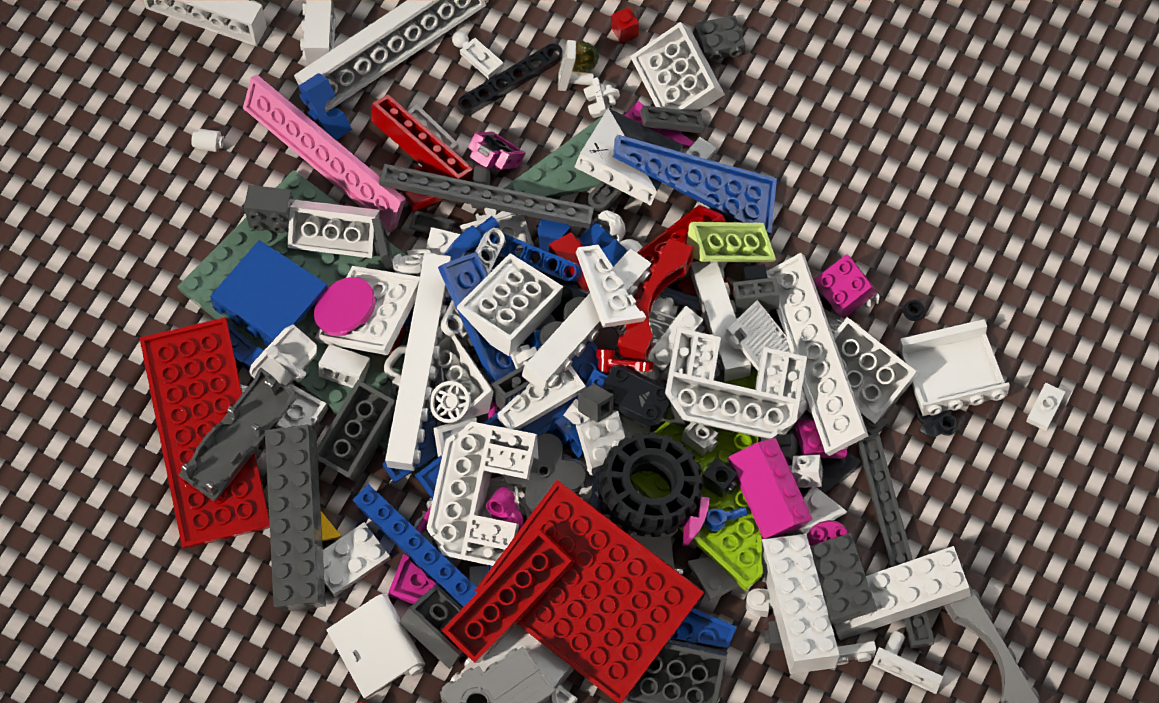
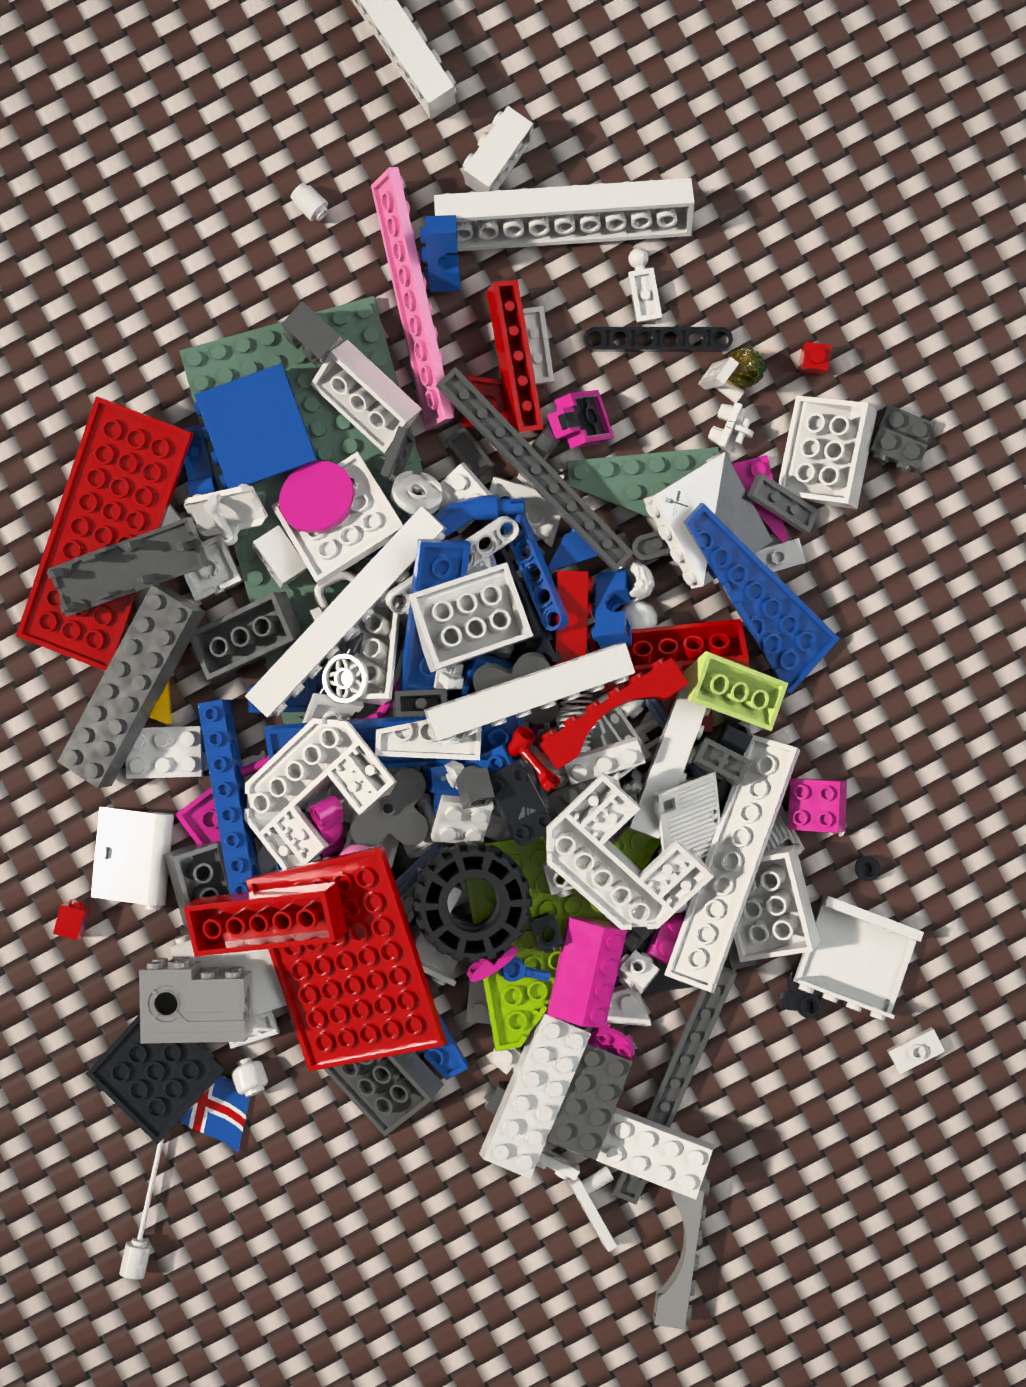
camera: 30 degrees right, 25 degrees up
(607, 290) = (564, 689): white wing -> none

